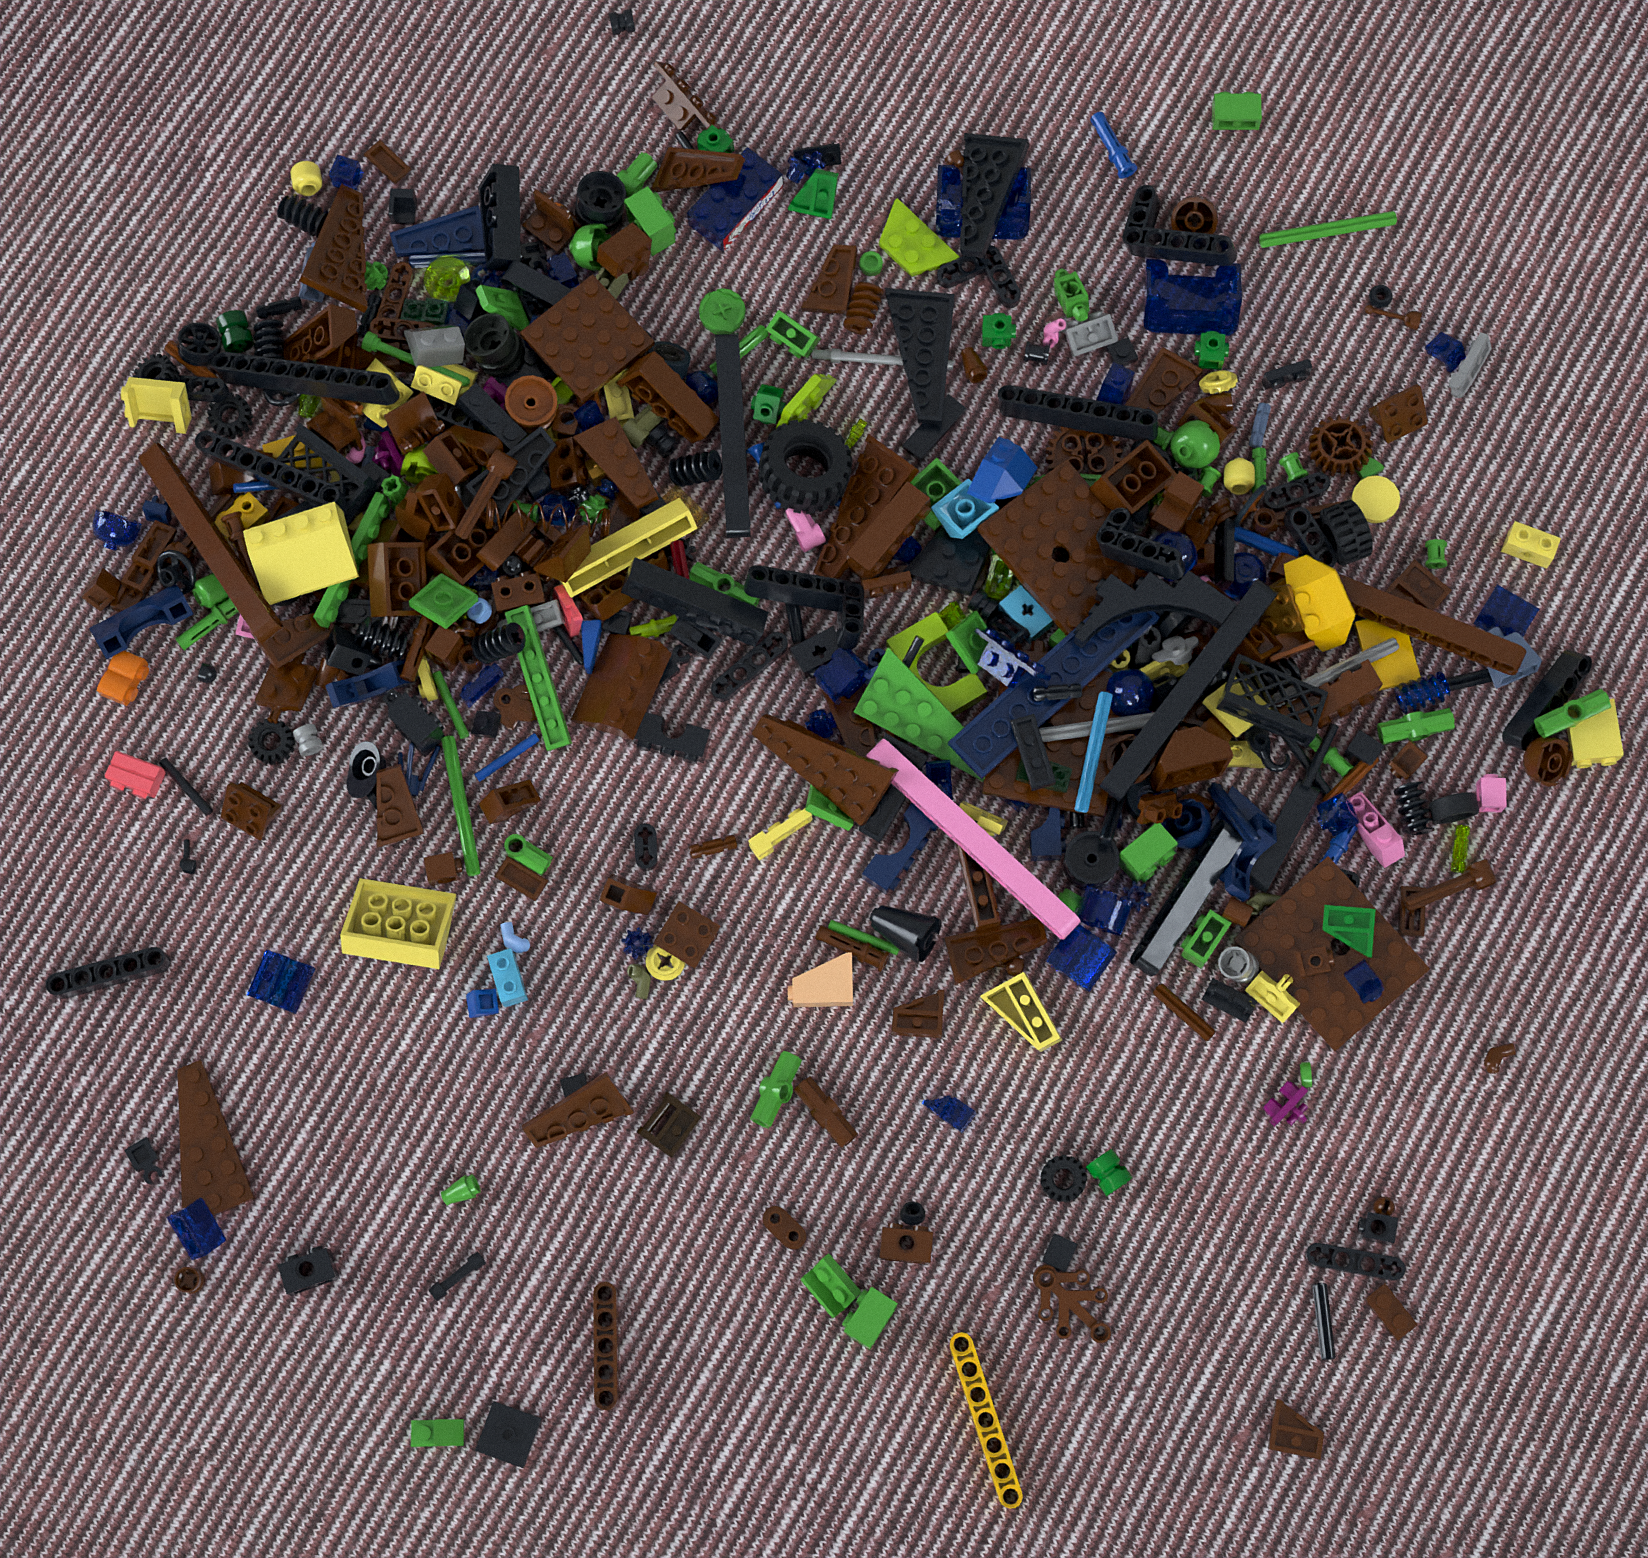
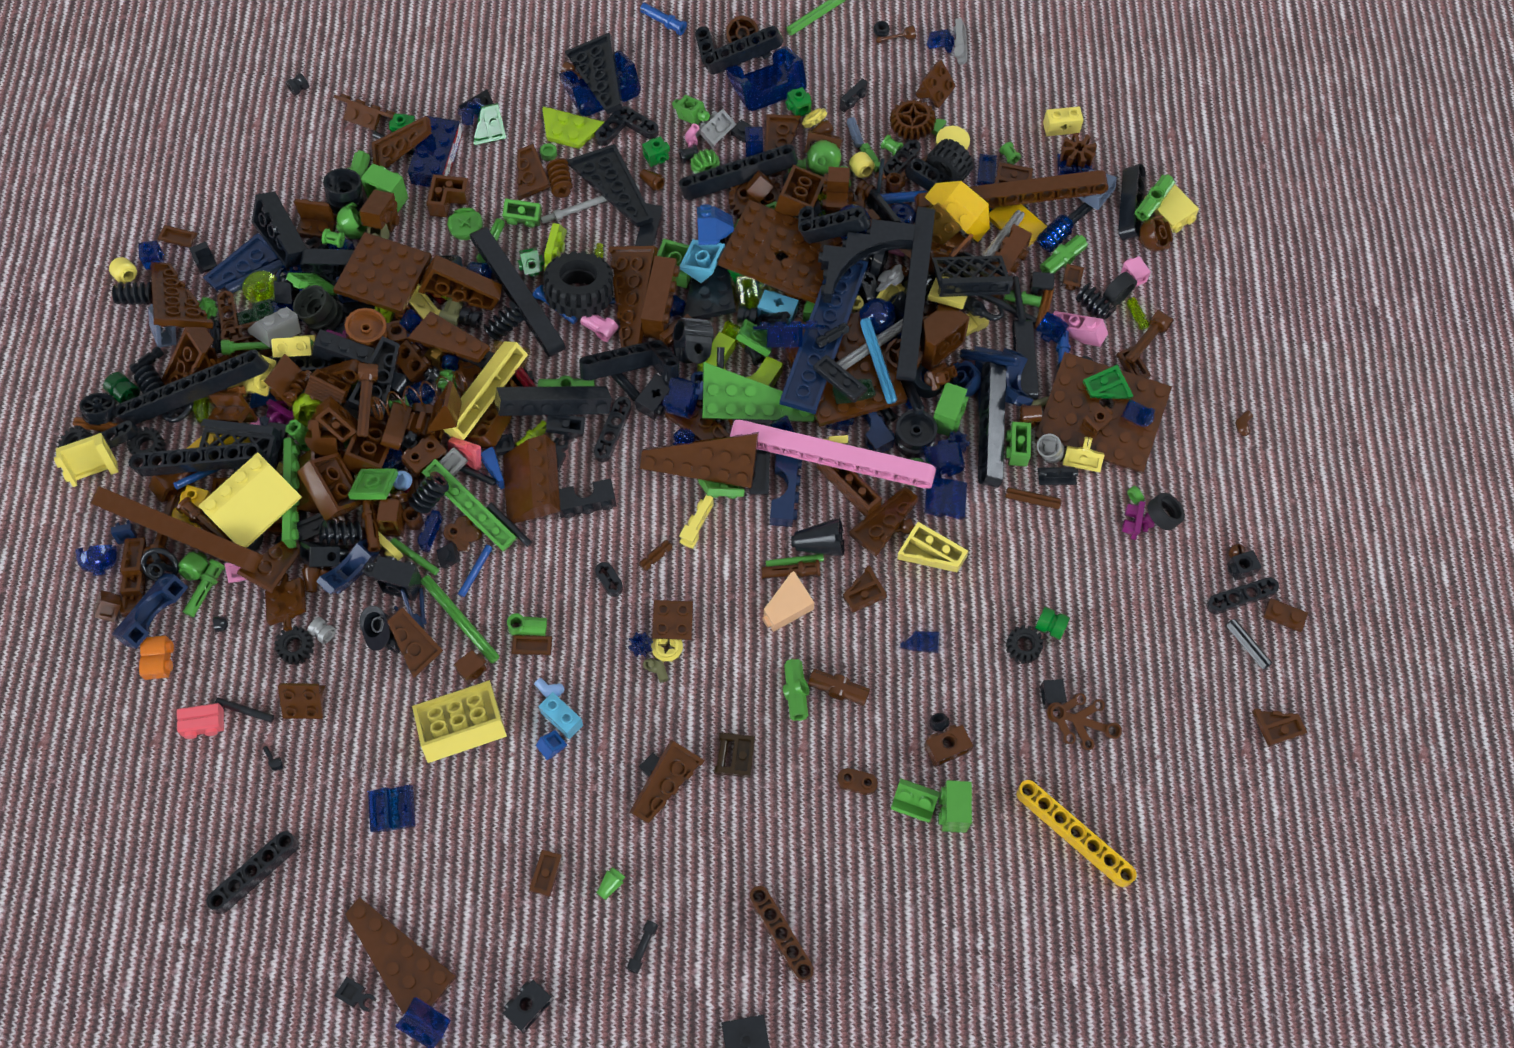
camera: 35 degrees left, 10 degrees down
(400, 1141) = (545, 873): none -> reddish brown plate
(509, 800) = (493, 597): reddish brown arch -> none
(555, 261) = (333, 238): none -> bright green bush
(571, 723) = (509, 524): none -> black bar
(627, 895) = (616, 615): reddish brown slope -> none
(718, 259) = (445, 191): none -> reddish brown brick
(897, 609) = (696, 339): none -> black piece
(1047, 377) = (704, 160): none -> bright green gear
(1091, 445) = (759, 186): none -> reddish brown panel
(1341, 1112) = (1160, 517): none -> black tyre
(1393, 560) = (986, 169): none -> clear blue tile
(1530, 603) = (1078, 151): none -> reddish brown gear

